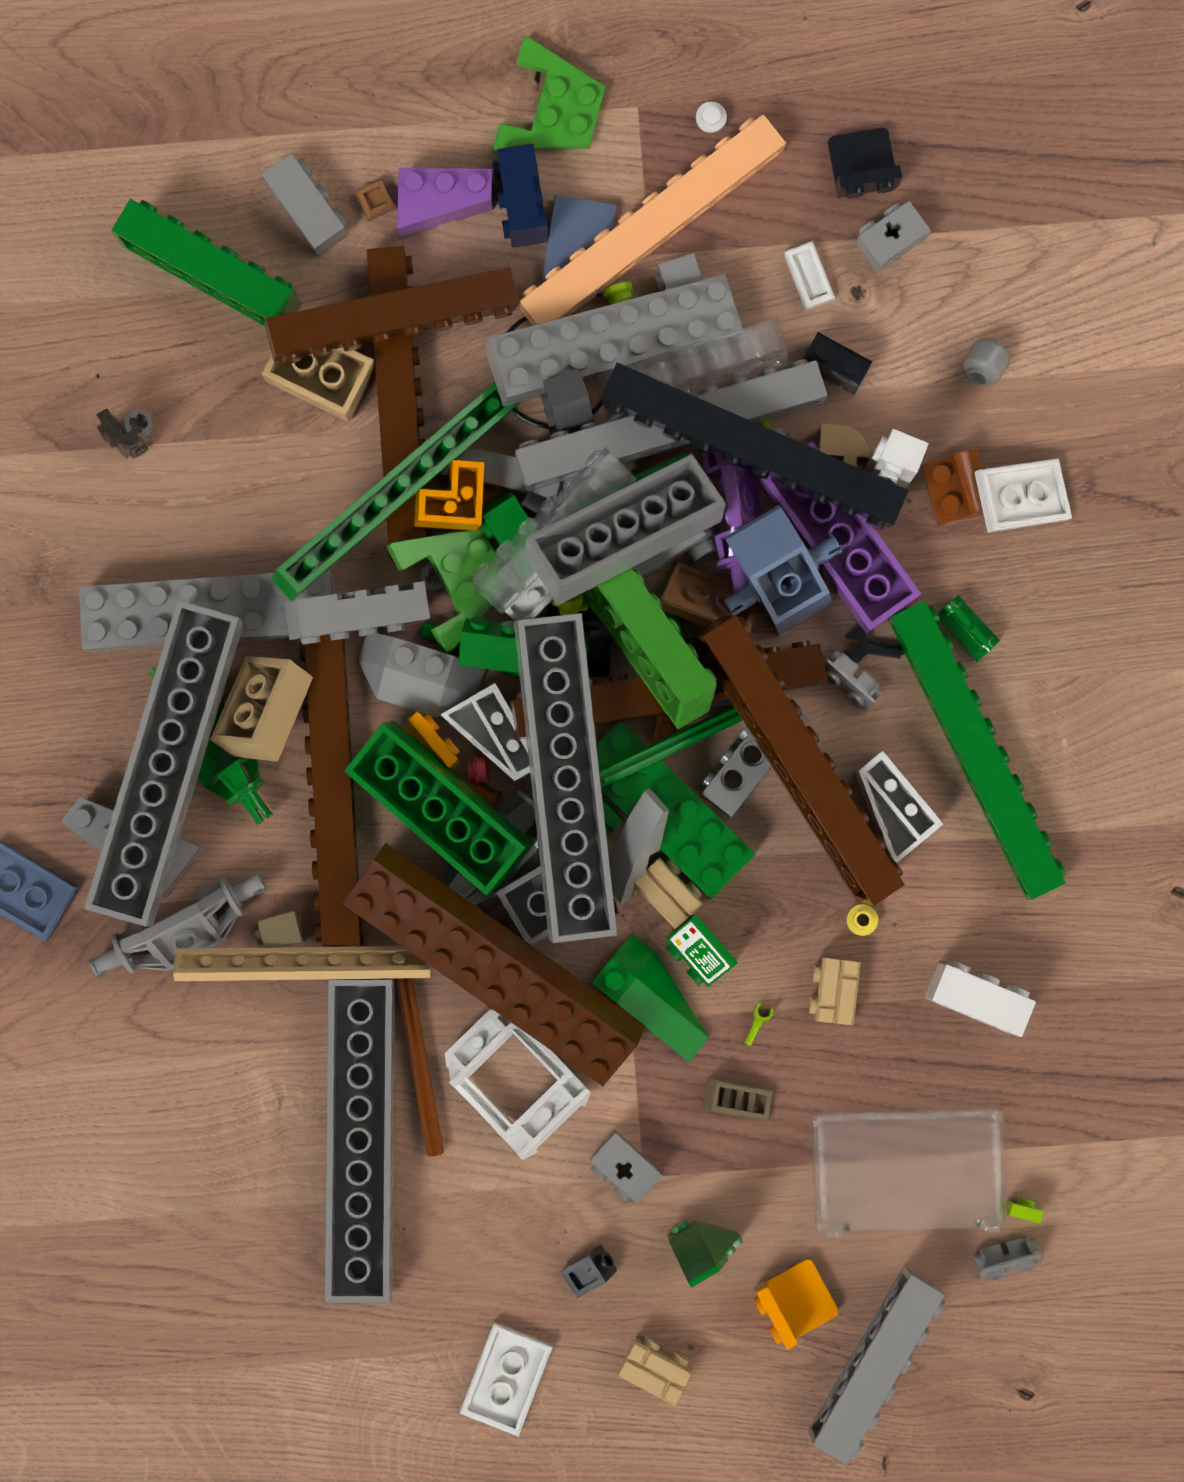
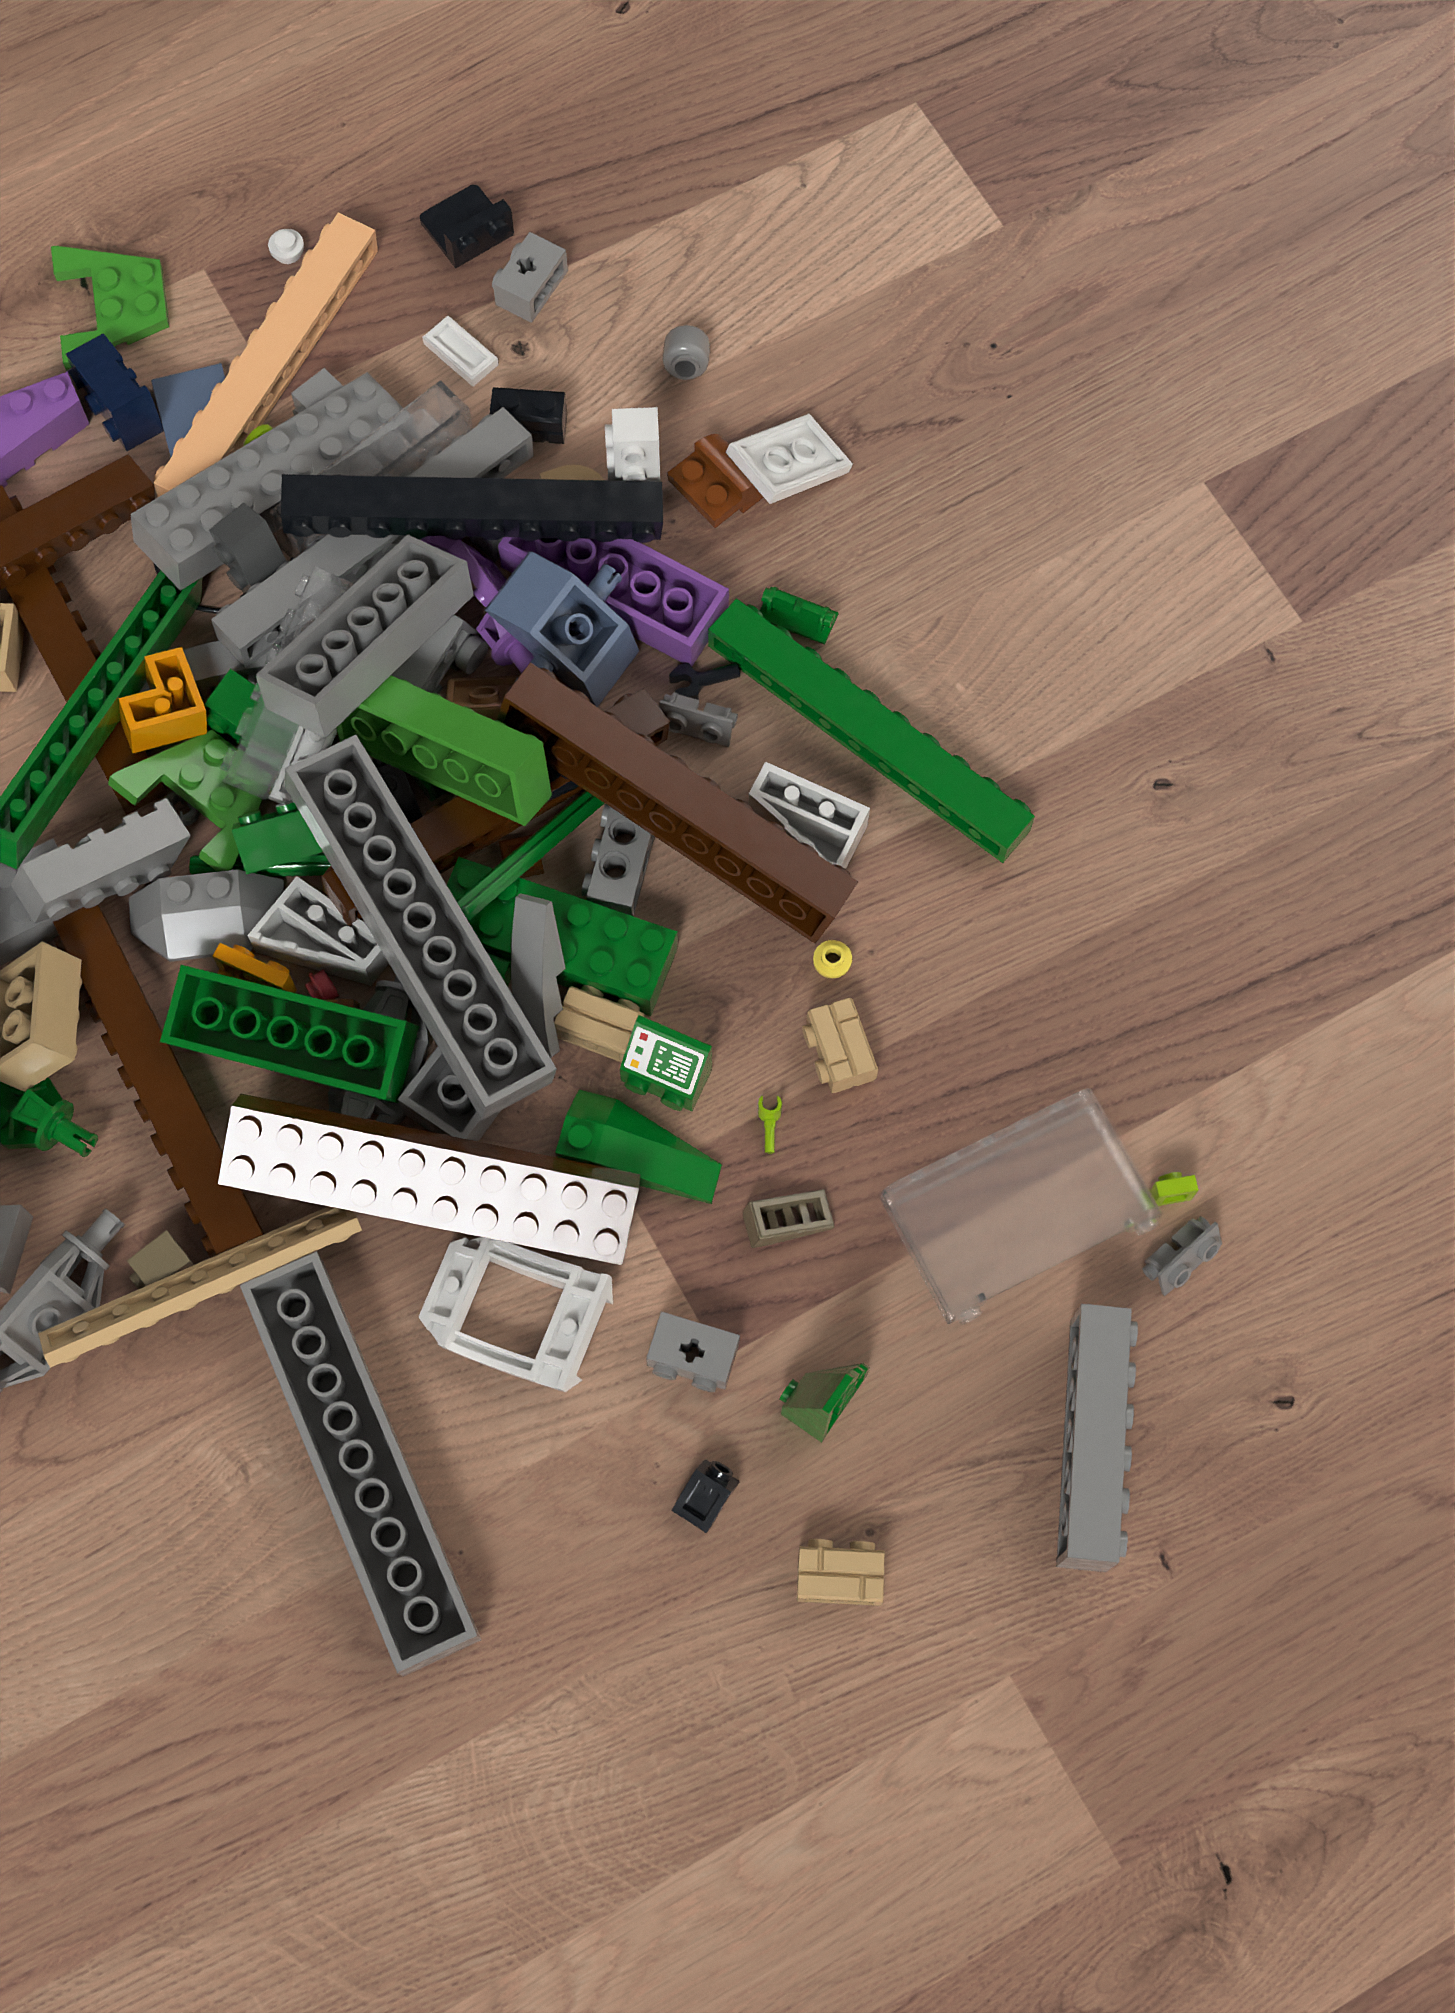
camera: 30 degrees left, 15 degrees down
(419, 1066) = (394, 1346): dark orange axle -> none
(506, 1378) = (665, 1675): white tile -> none
(795, 1302) = (966, 1416): light orange bracket -> none
(981, 997) = (1004, 976): white brick -> none

